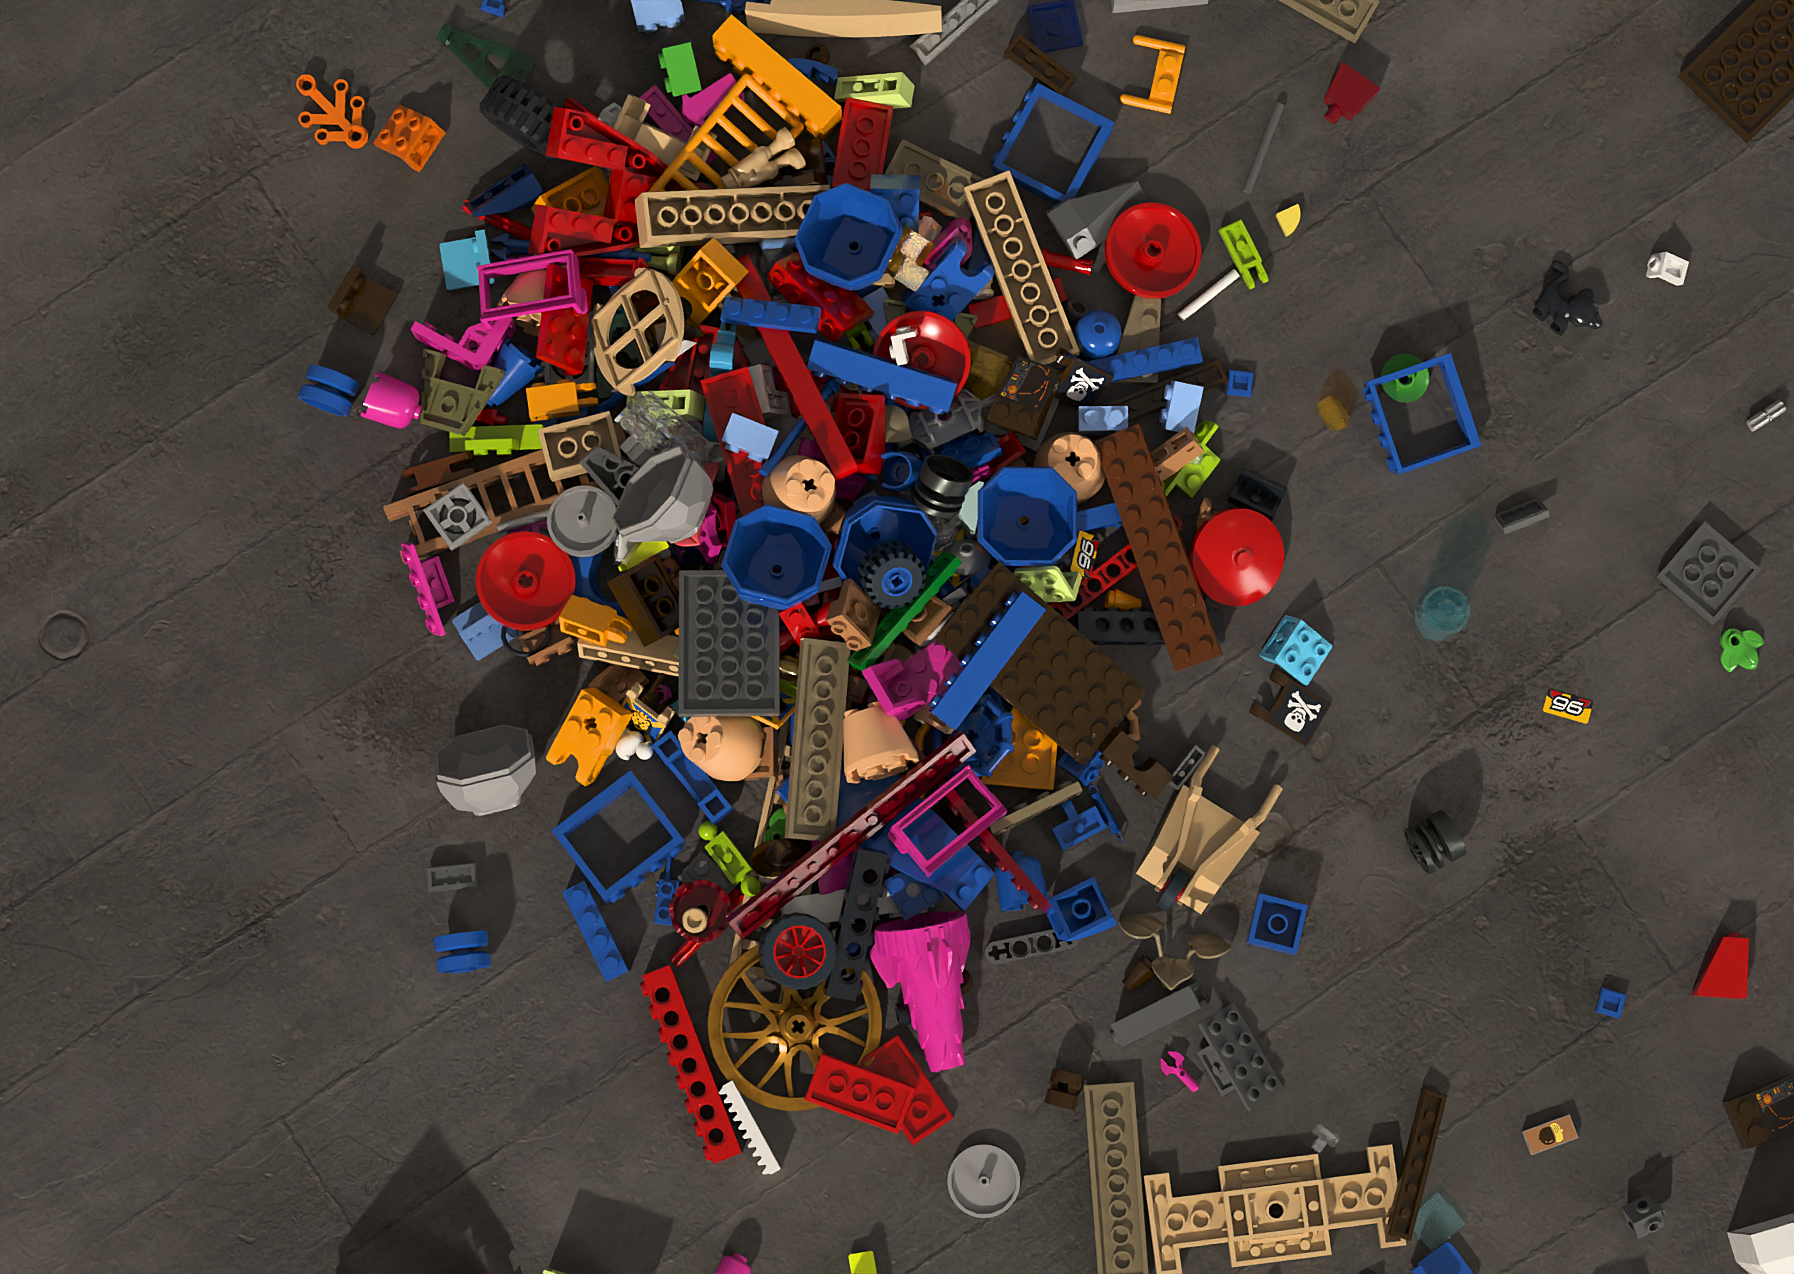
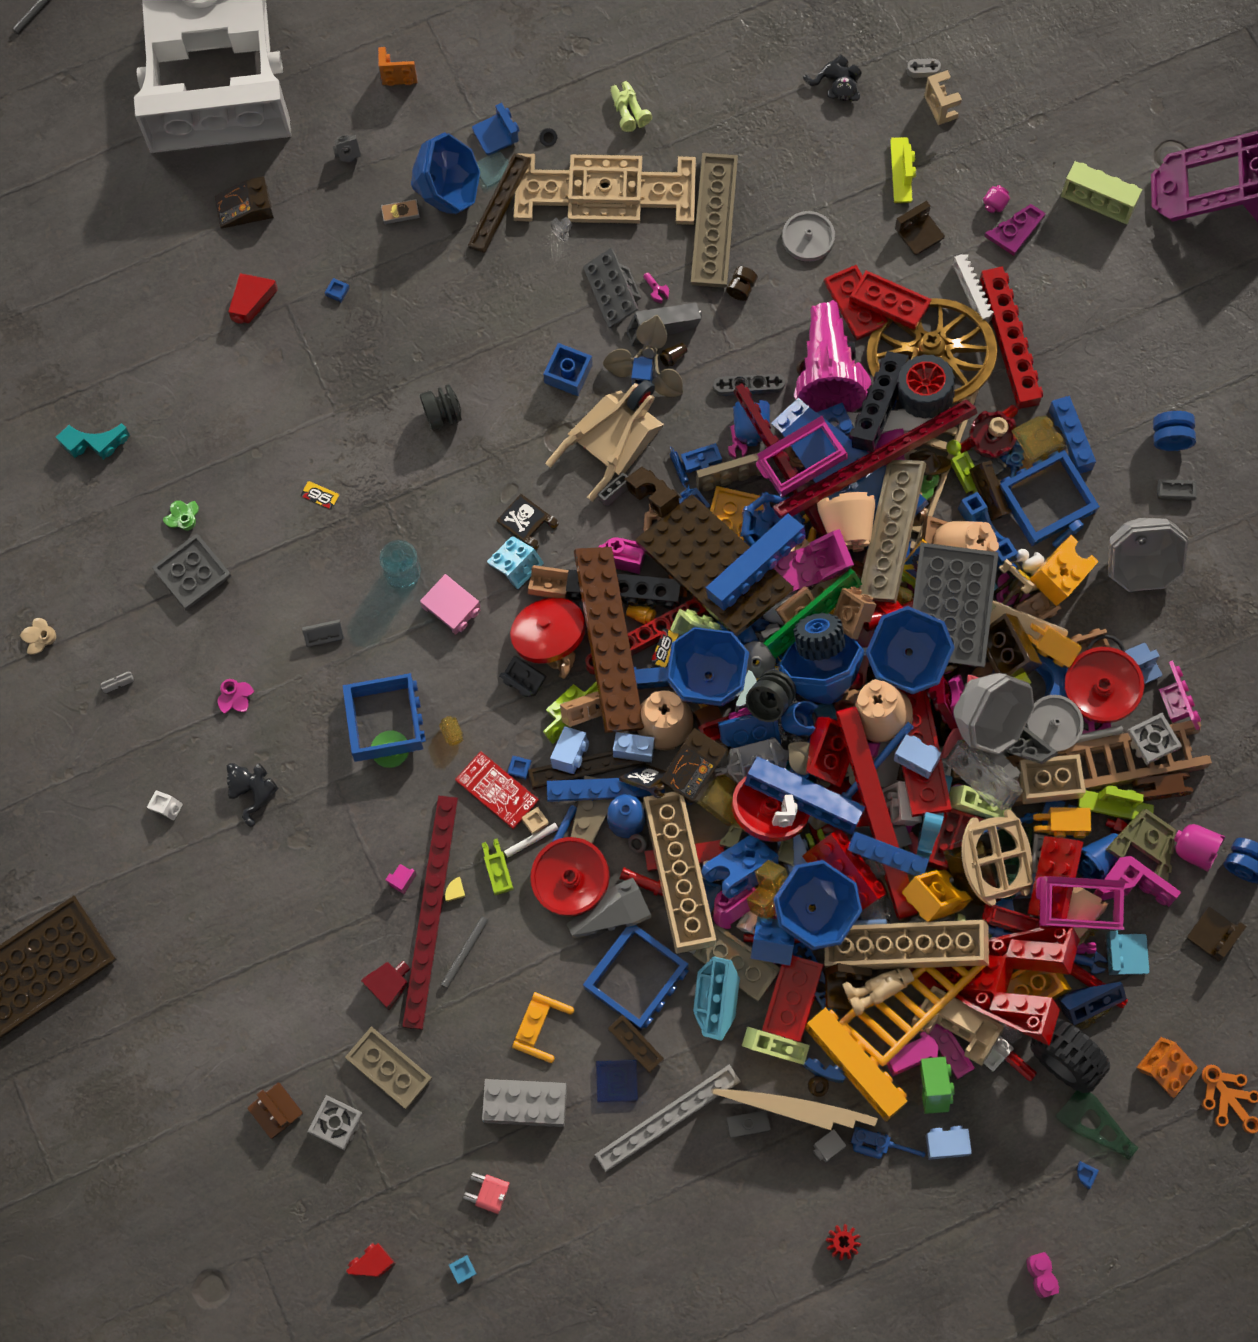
camera: 165 degrees left, 10 degrees down
(583, 797) = (1073, 528): none -> blue bar
(639, 914) = (1039, 438): none -> clear yellow slope
(695, 832) = (989, 490): none -> dark brown container
(700, 1230) = (1016, 230): none -> magenta wing
(831, 1208) = (918, 229): none -> dark brown bracket
(952, 128) = (716, 997): none -> medium azure wedge
(1040, 849) = (736, 444): none -> dark pink bar
(1080, 911) = (709, 396): blue slope -> none
(1152, 673) = (626, 554): none -> dark pink piece
(1171, 317) = (565, 823): none -> blue bar
(1176, 928) = (642, 370): none -> blue brick
(1208, 316) = (535, 821): none -> tan plate
(1248, 624) = (548, 582): none -> medium nougat bracket
(1262, 350) = (496, 790): none -> red tile
(1313, 191) = (430, 913): none -> dark red plate
(1358, 222) = (401, 878): none -> dark pink panel
(1367, 576) = (451, 604): none -> bright pink panel
(1496, 1182) = (446, 174): none -> blue rock
(1611, 417) = (235, 698): none -> dark pink plate

